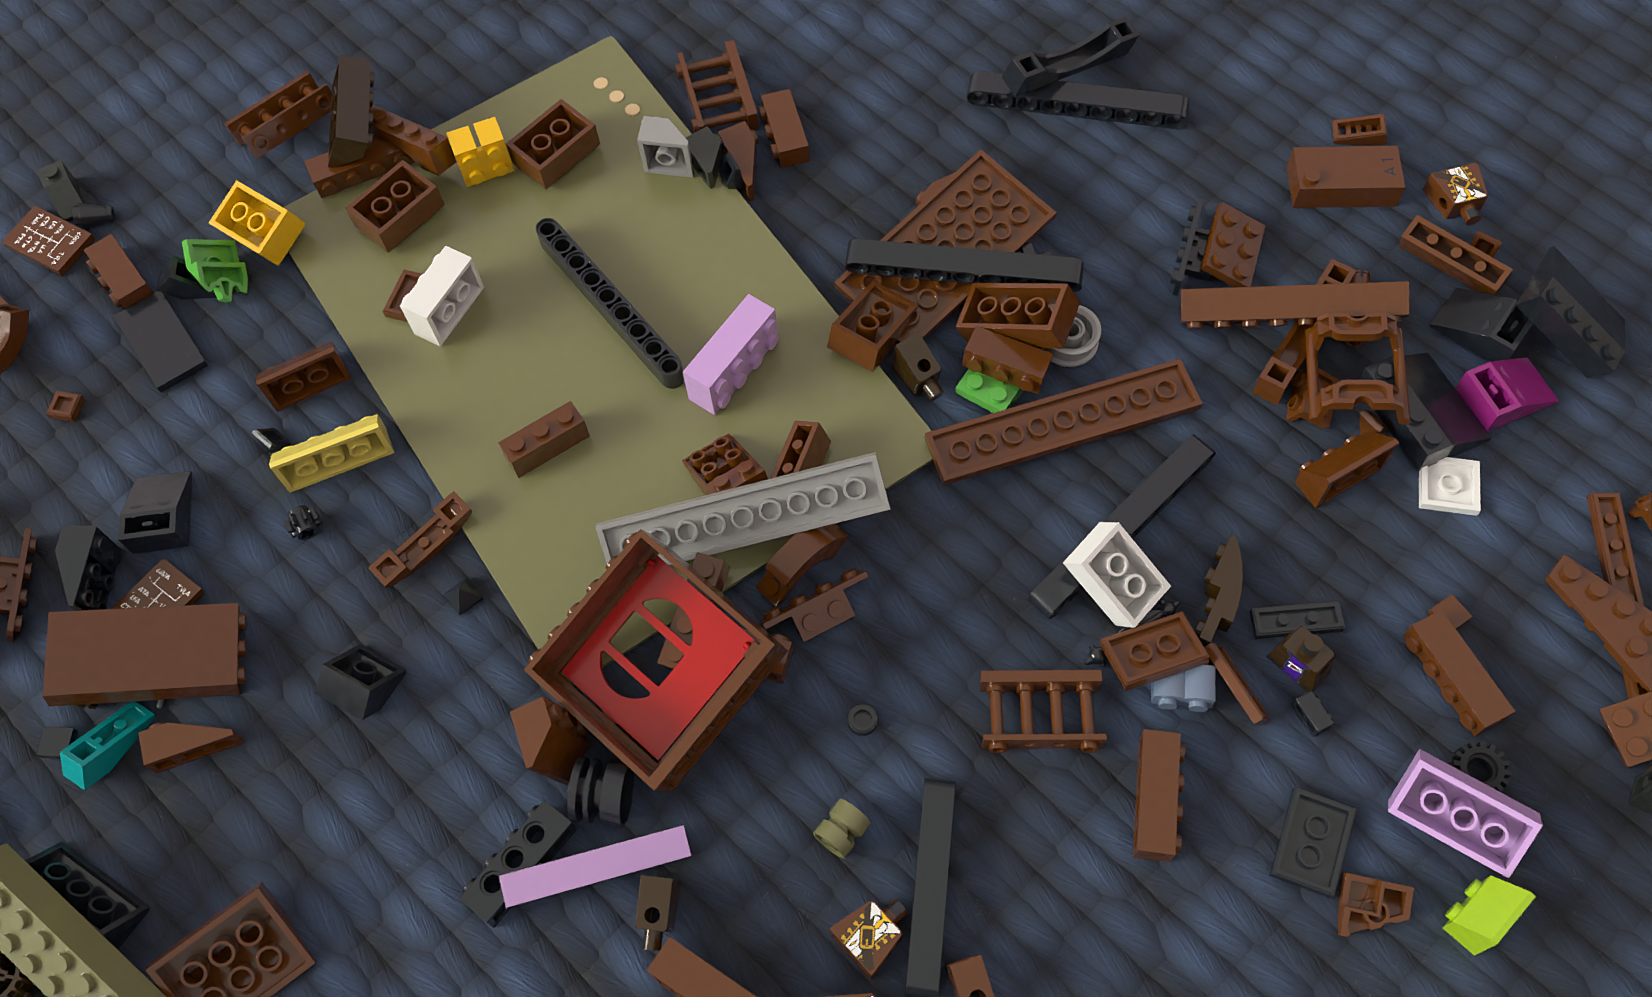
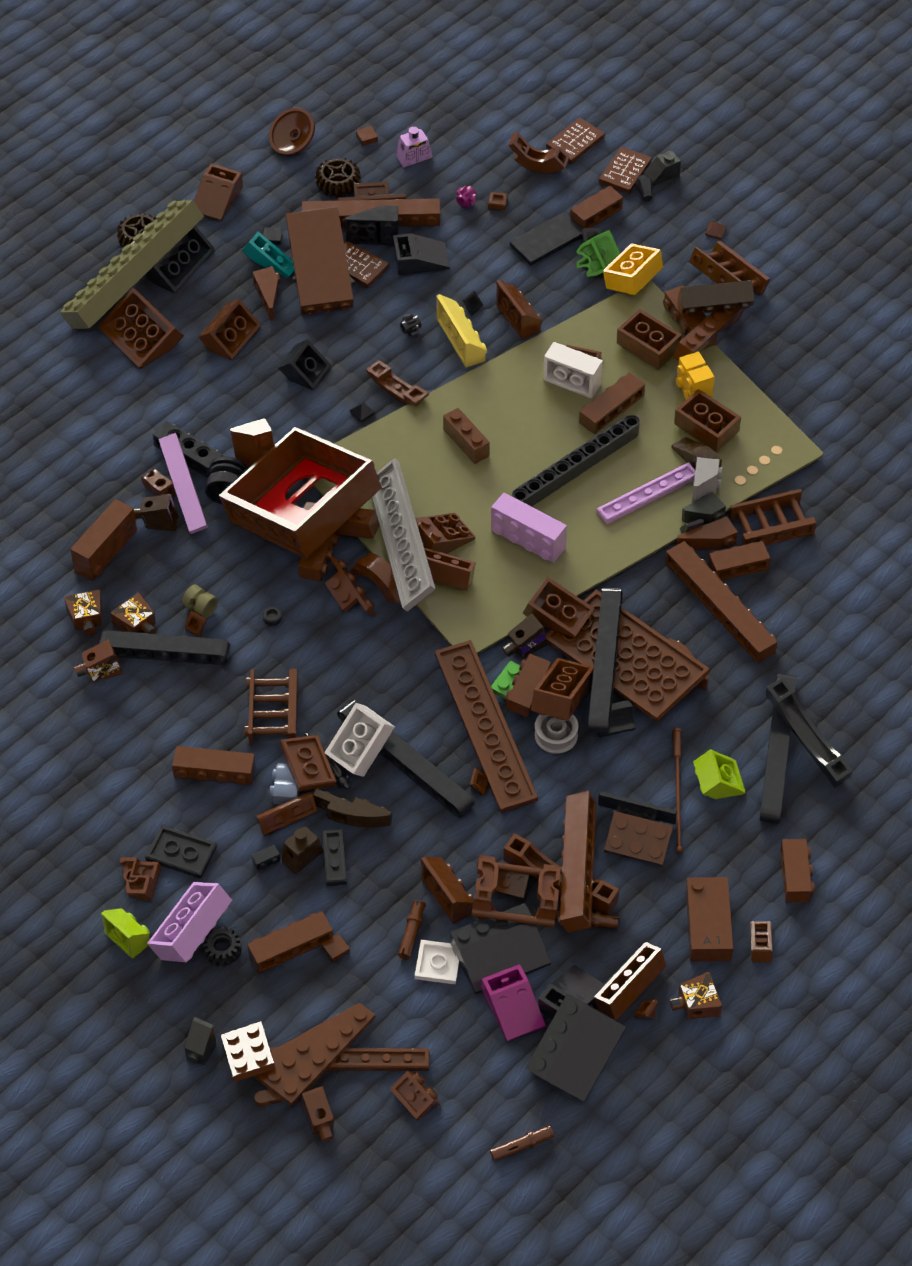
camera: 85 degrees right, 10 degrees down
(49, 444) = (466, 196): none -> magenta gear
(65, 503) = (411, 211): none -> reddish brown brick
(193, 138) = (715, 230): none -> reddish brown slope
(260, 804) = (230, 330): none -> reddish brown slope
(503, 256) = (611, 403): none -> reddish brown brick
(589, 912) = (158, 483): none -> reddish brown leg
(610, 160) = (690, 450): none -> dark brown slope
(665, 224) = (647, 493): none -> lavender tile
(849, 150) = (721, 602): none -> reddish brown brick
(881, 836) = (195, 623): none -> reddish brown slope
(1062, 206) = (677, 755): none -> reddish brown piece
(1128, 162) = (718, 775): none -> lime slope
(1155, 434) = (478, 781): none -> reddish brown slope
(1259, 90) = (796, 870): none -> reddish brown brick
(1394, 512) = (414, 921): none -> reddish brown pin

